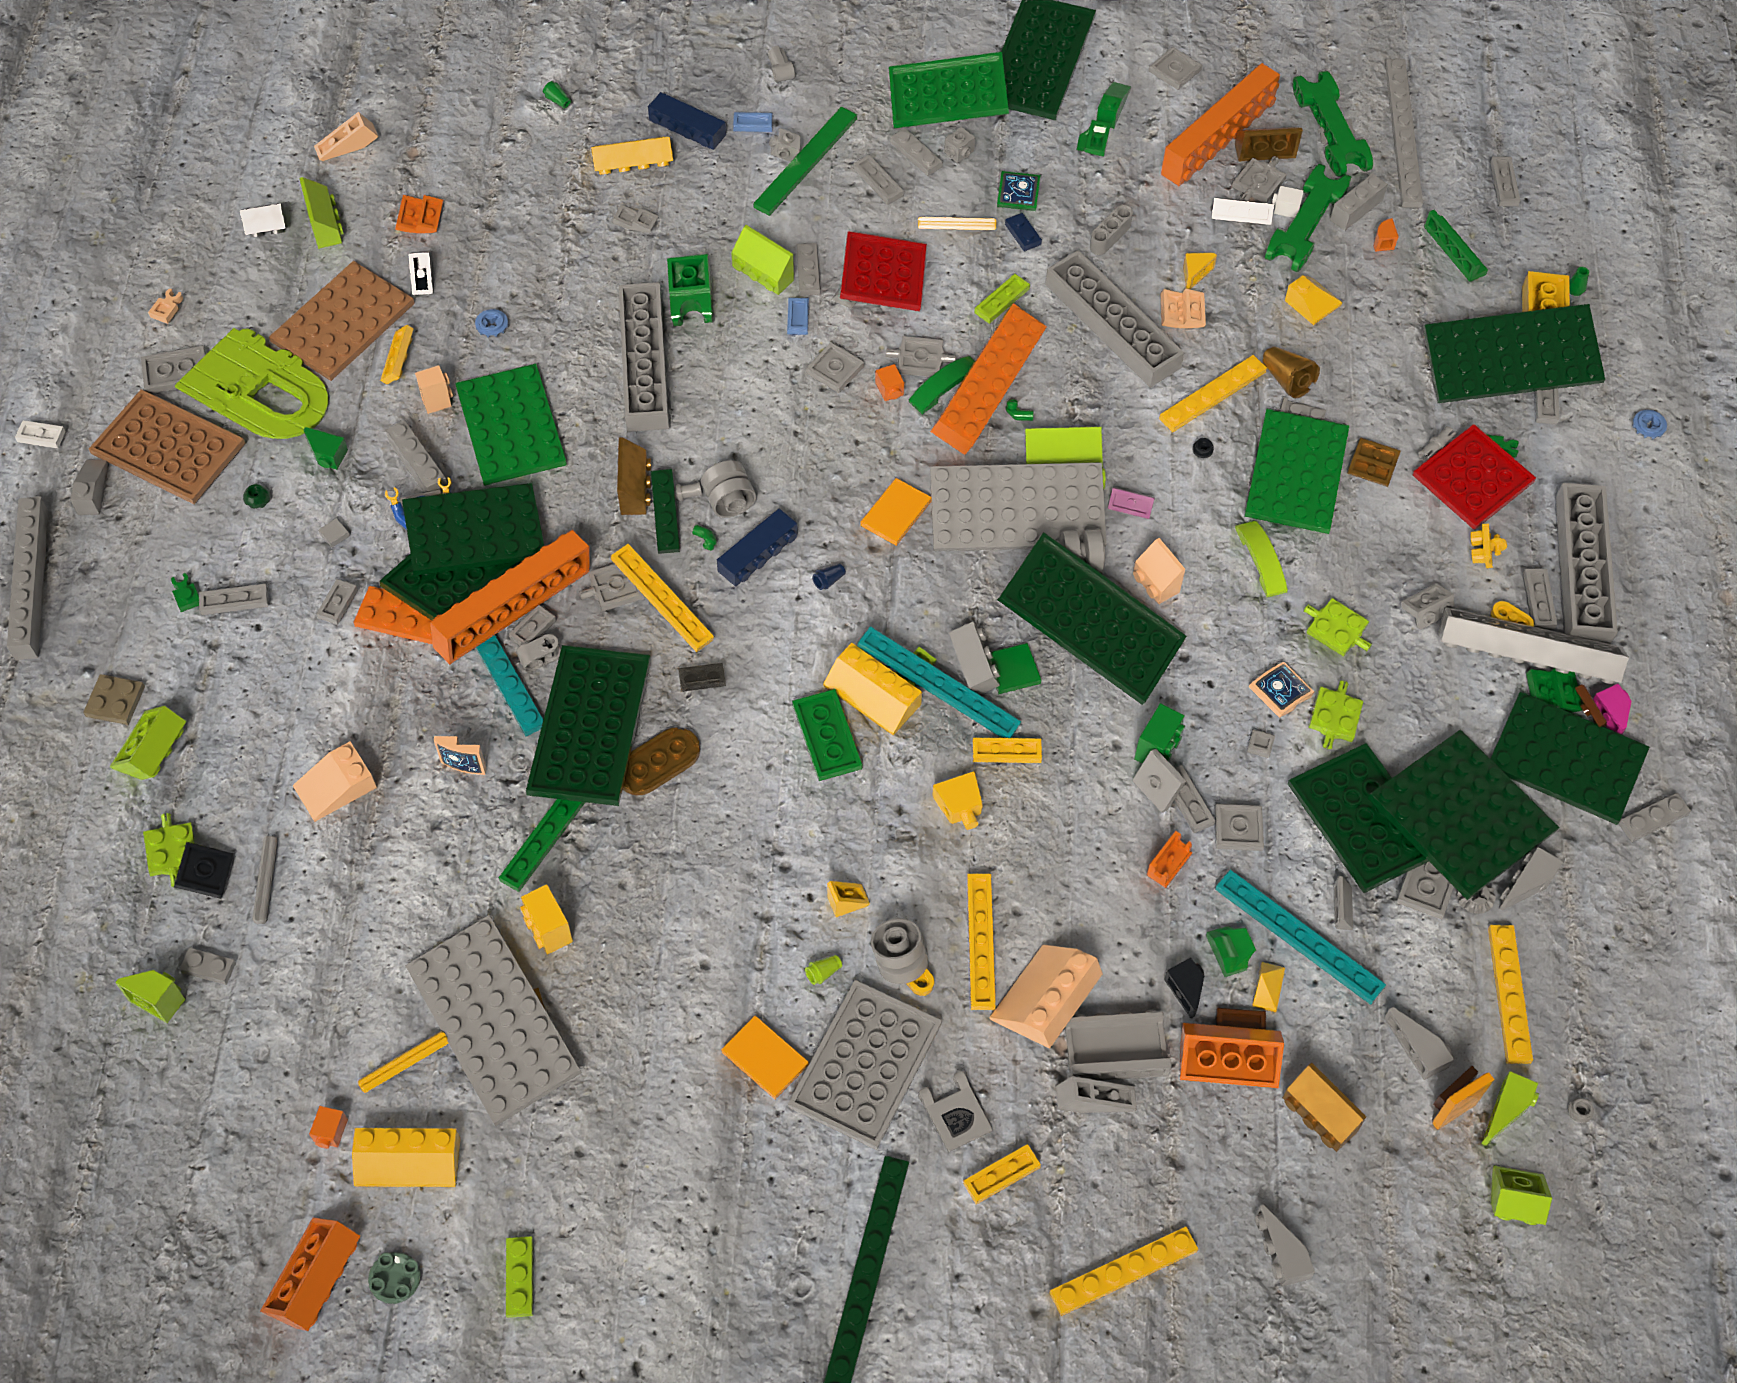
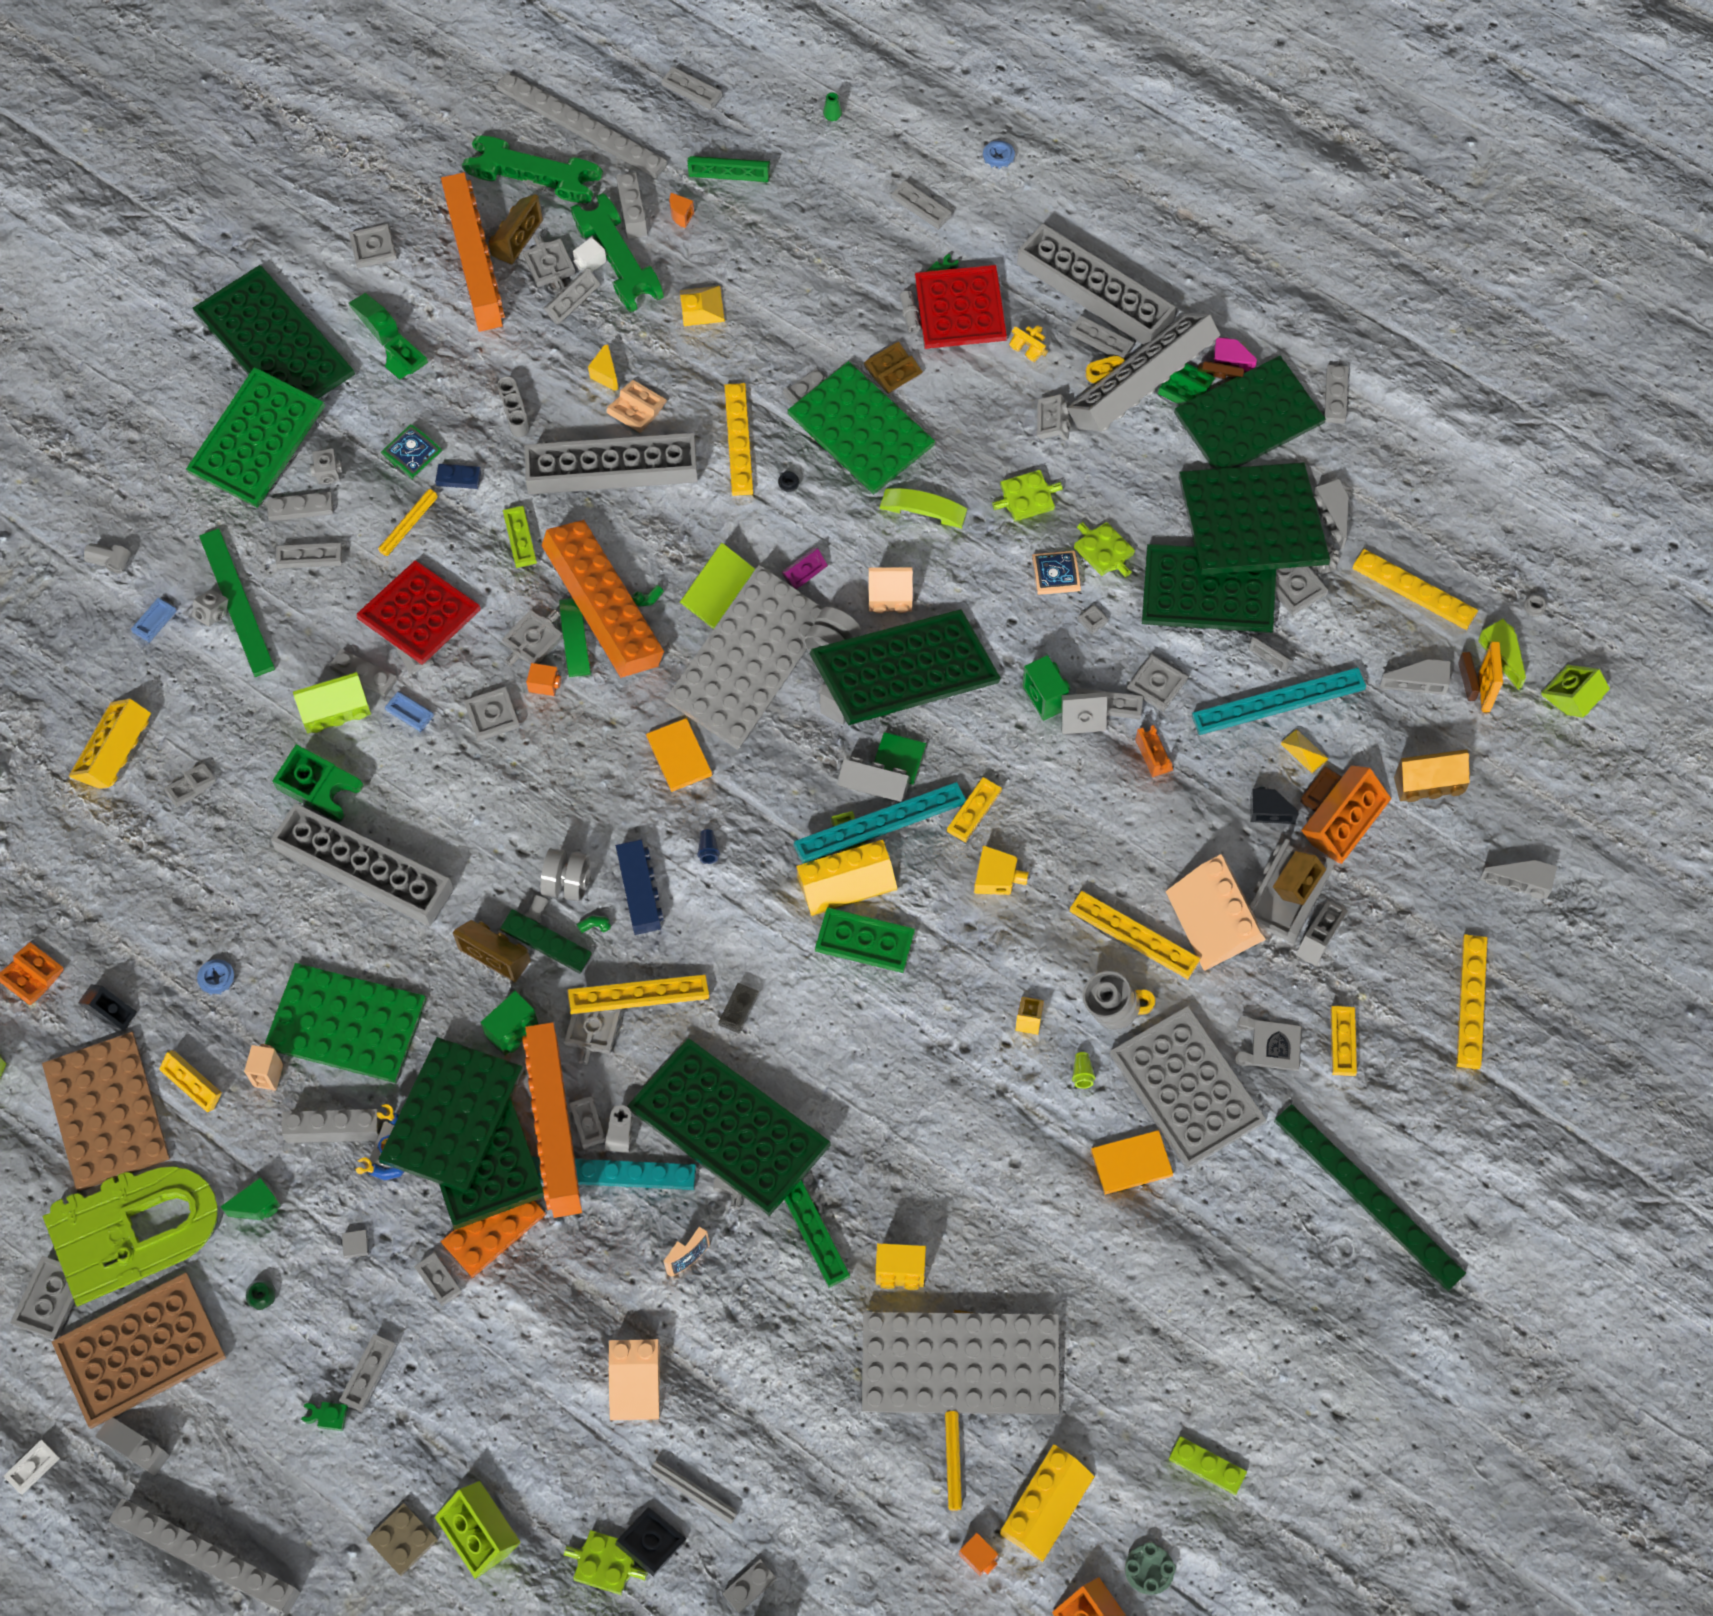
camera: 55 degrees left, 5 degrees up
(579, 517) = (508, 1023): none -> green brick
(660, 760) = (797, 1084): pearl gold tile -> none
(687, 121) = (109, 674): dark blue brick -> none
(1130, 1043) = (1299, 878): none -> pearl gold brick
(1231, 948) = (1257, 756): green slope -> none
(1291, 371) = (762, 367): pearl gold cone -> none
(1514, 353) = (870, 200): dark green plate -> none
(1545, 291) = (837, 144): yellow slope -> none

